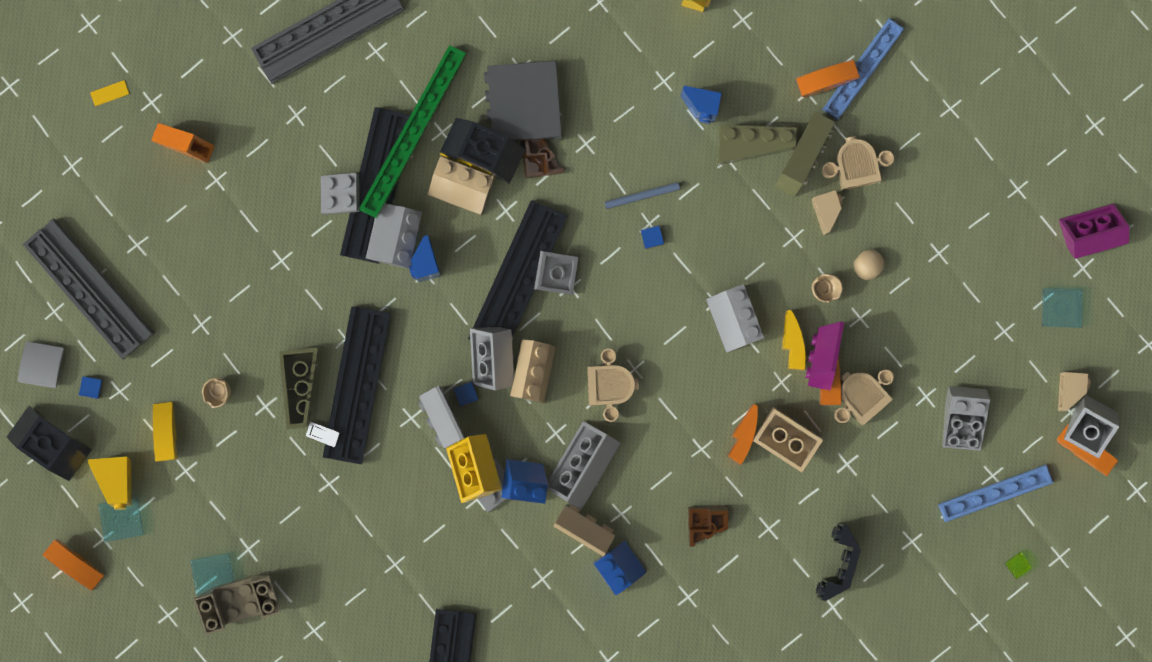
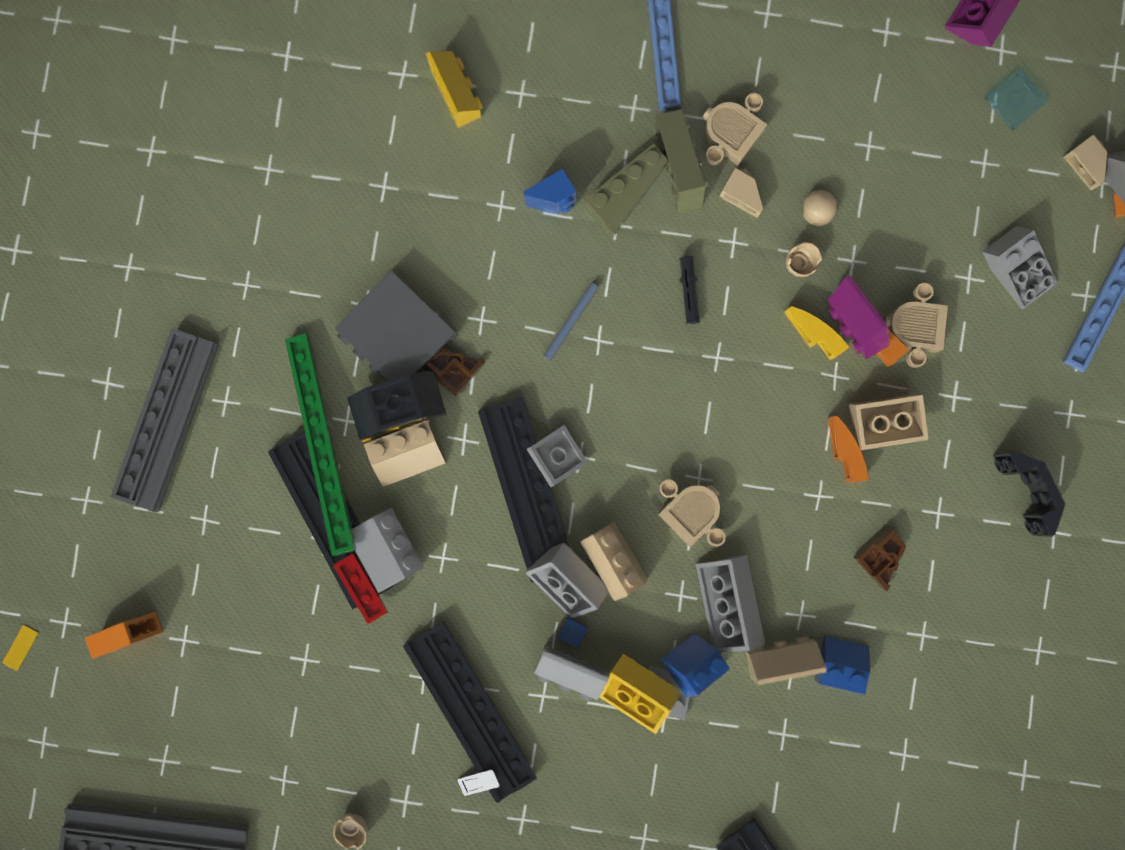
camera: 35 degrees left, 0 degrees up
(297, 382) = (413, 756): olive wedge -> none
(340, 193) = (304, 555): light grey plate -> none
(357, 245) = (360, 588): none -> red plate
(424, 262) = (432, 549): blue slope -> none
(652, 237) = (612, 350): blue tile -> none
(735, 244) = (689, 289): none -> black pin
(735, 318) = (748, 356): light grey slope -> none
(827, 78) = (641, 77): orange slope -> none

